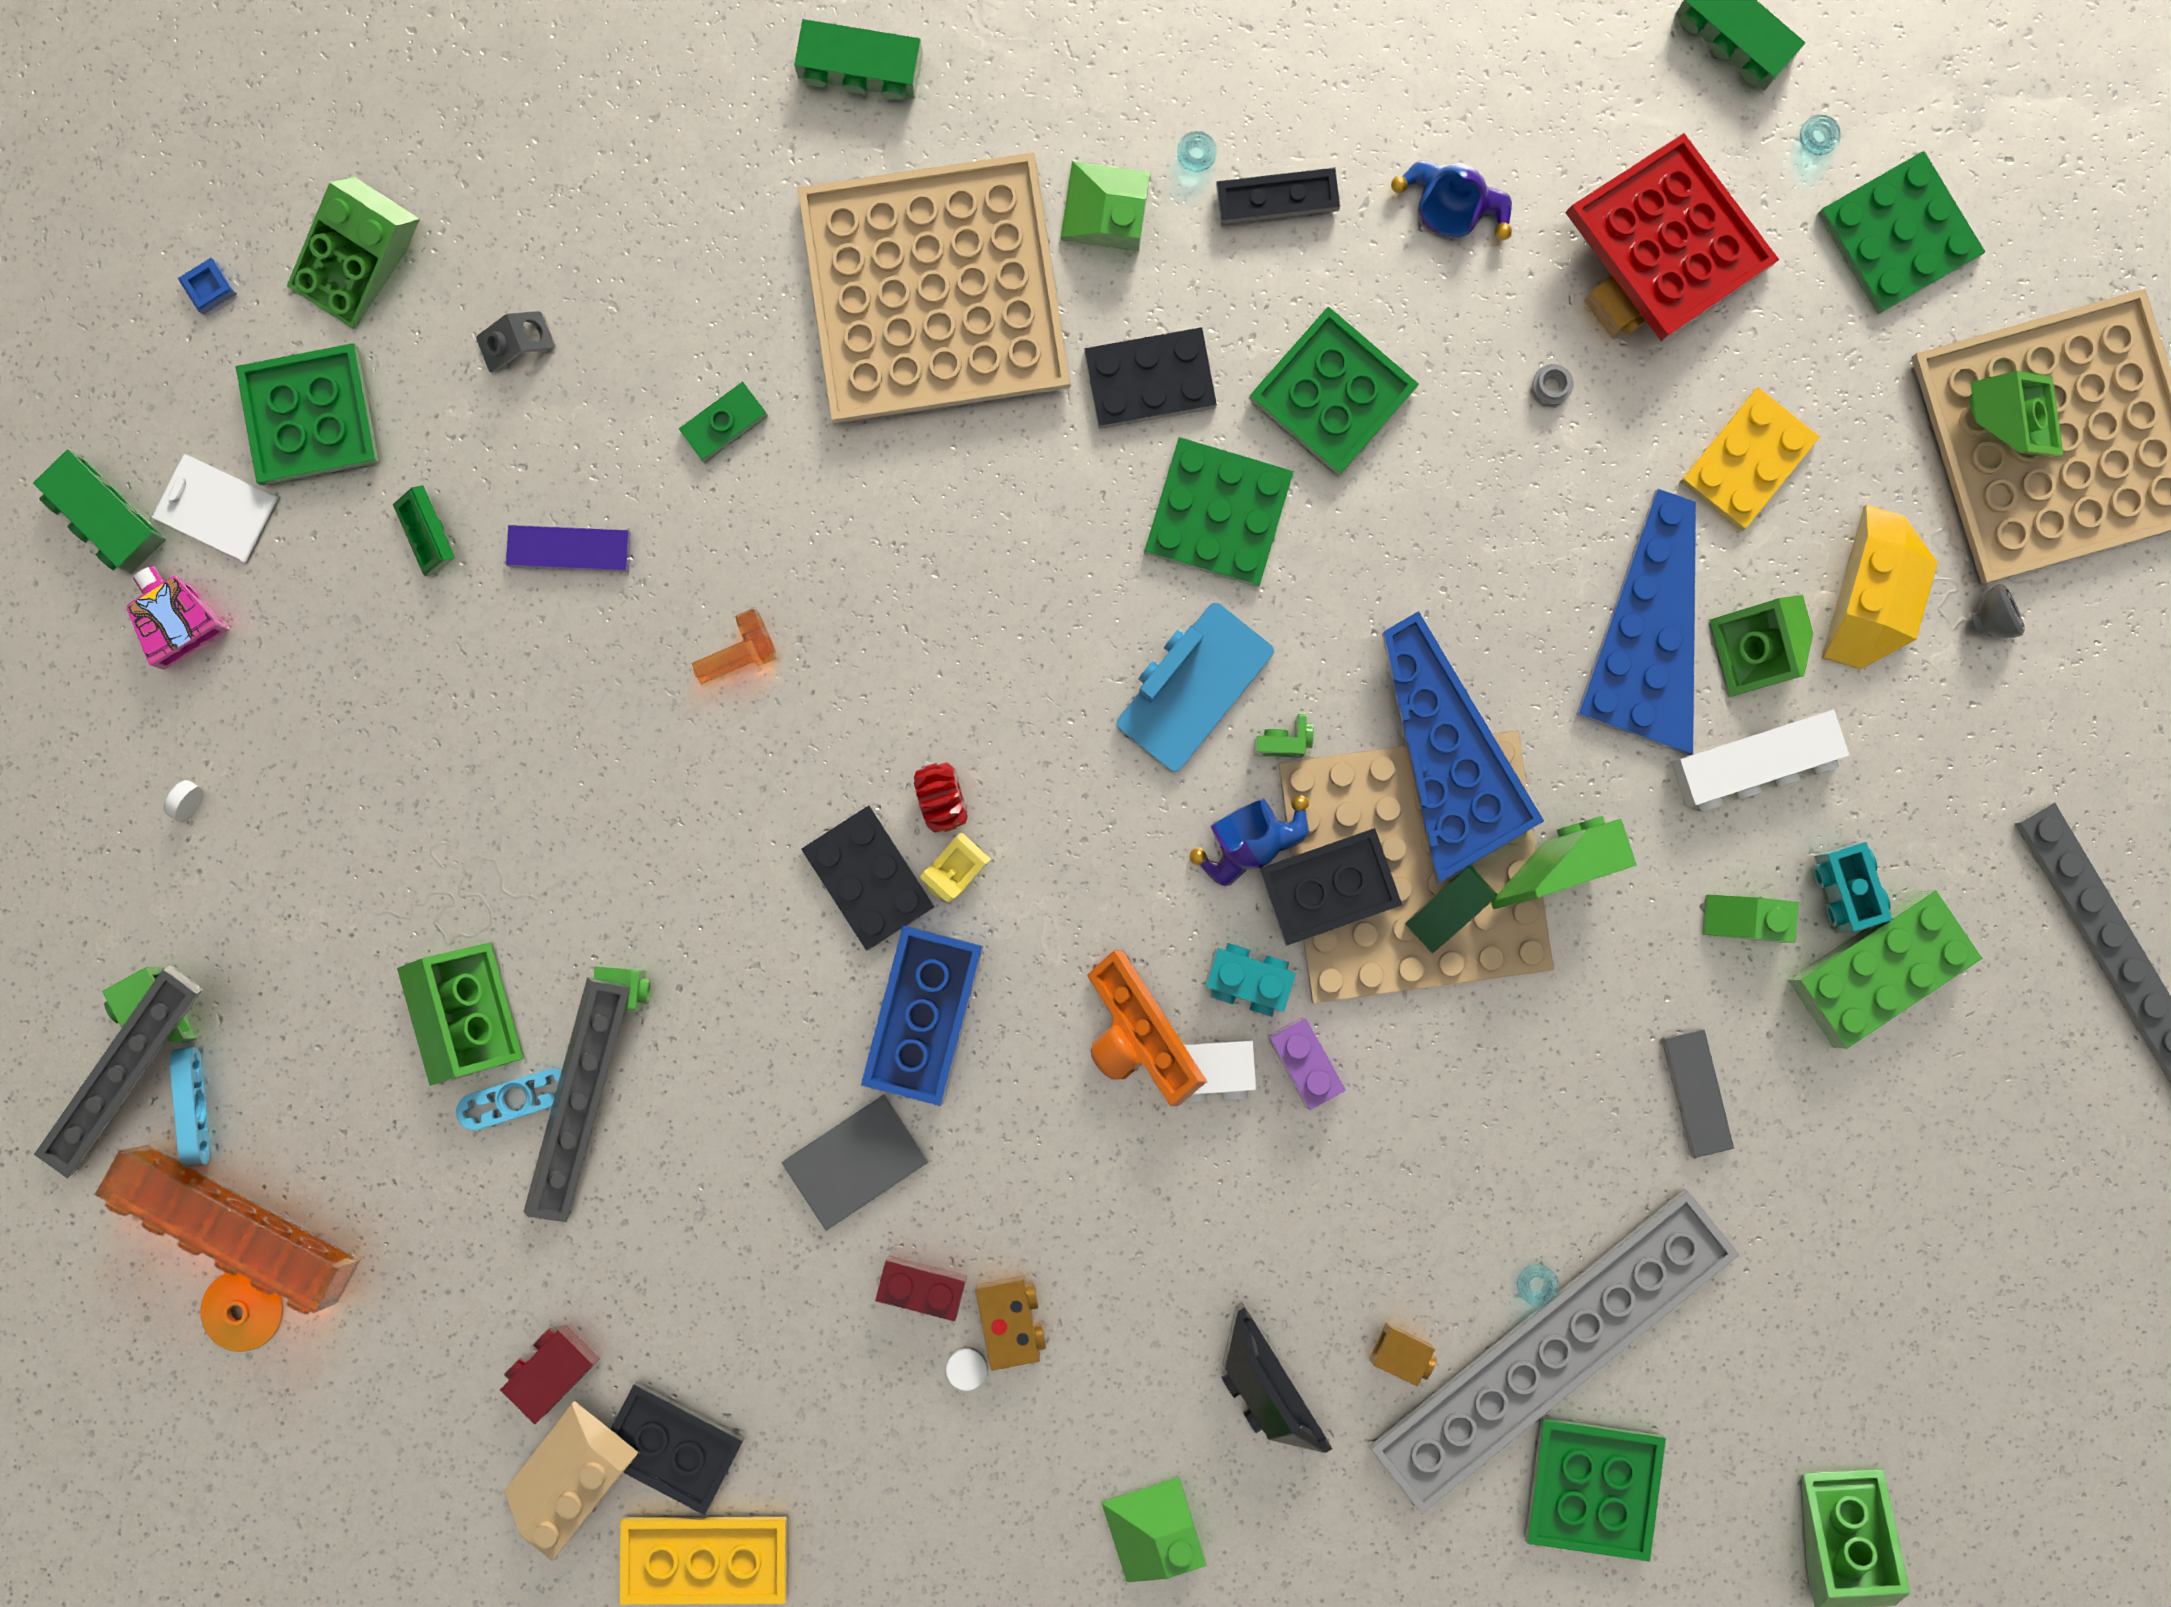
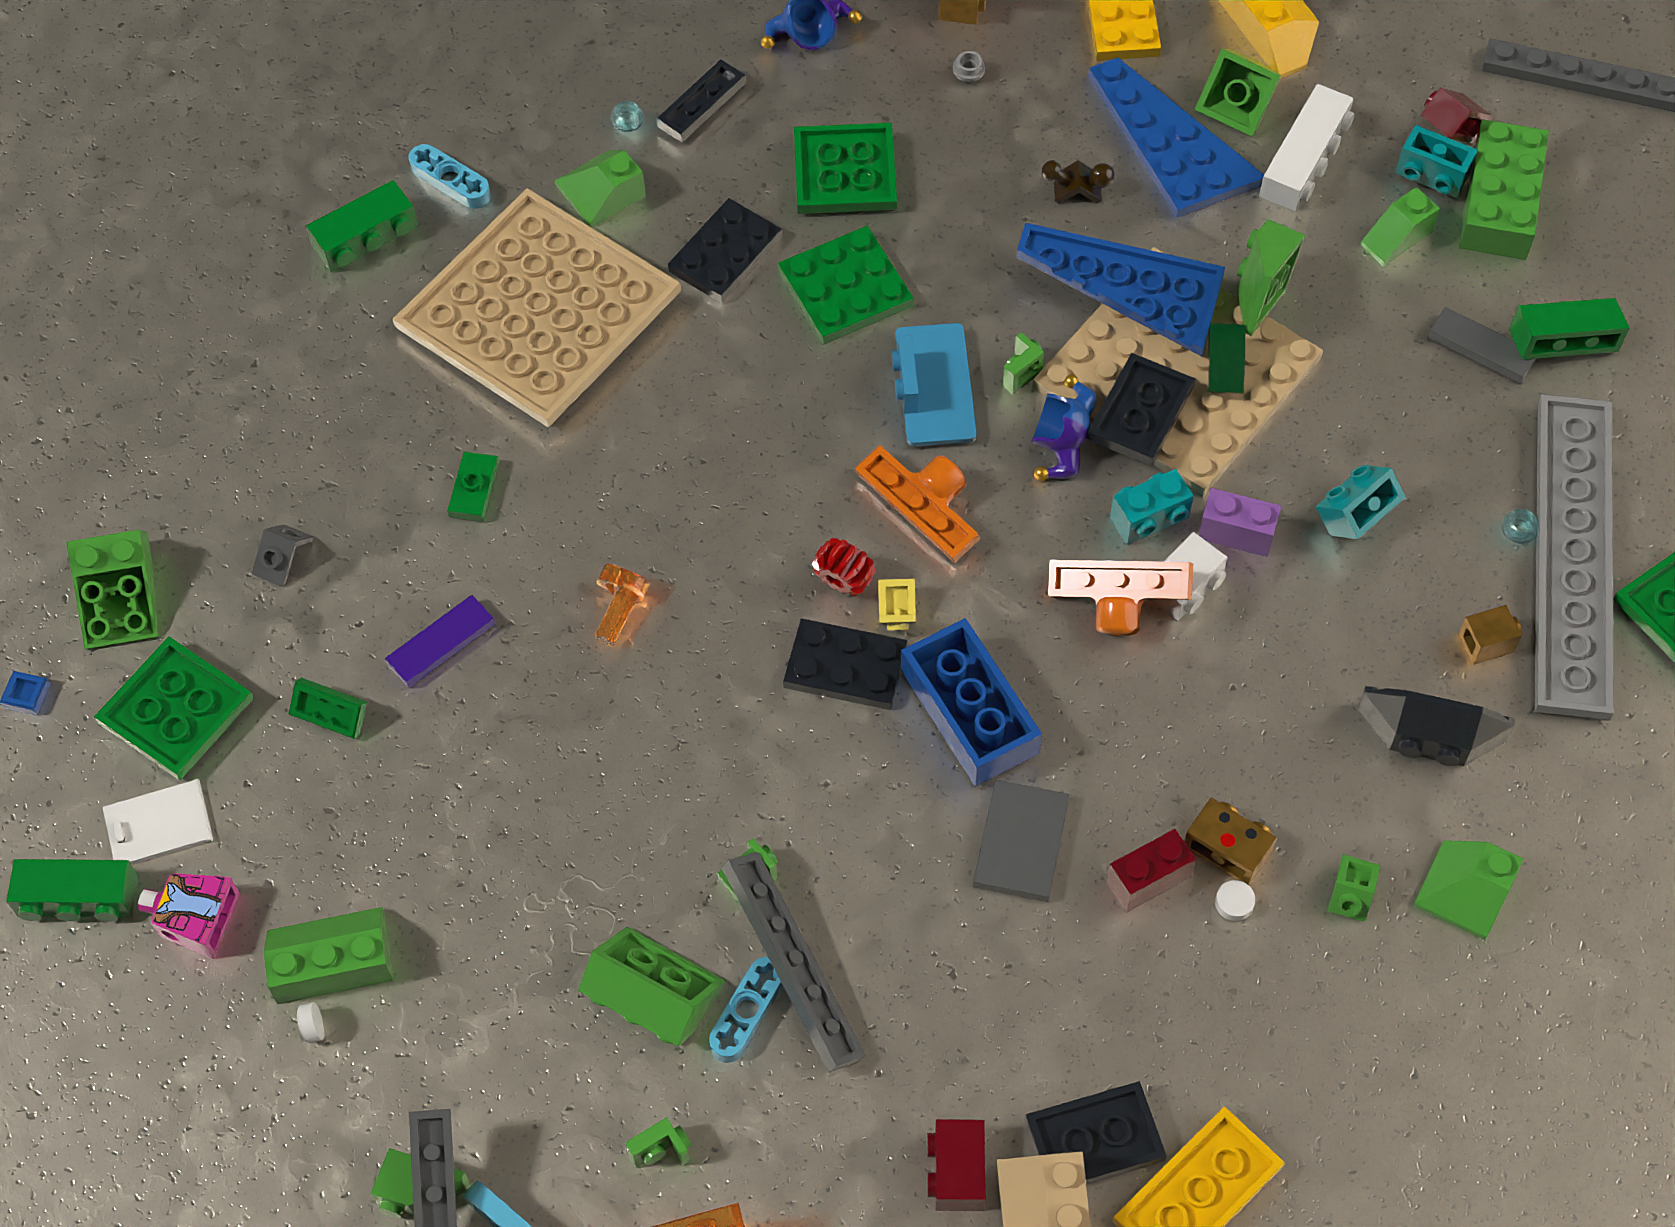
camera: 40 degrees left, 25 degrees down
(244, 751) = (327, 955): none -> bright green slope
(342, 1142) = (652, 1144): none -> bright green bracket
(969, 45) = (456, 188): none -> medium azure beam
(1067, 1449) = (1354, 888): none -> bright green bracket
(1072, 789) = (923, 498): none -> orange plate
(1428, 1140) = (1360, 501): none -> teal brick
(1522, 600) = (1078, 179): none -> dark brown piece
(1781, 1155) = (1568, 328): none -> green brick
(1919, 860) = (1454, 114): none -> dark red brick

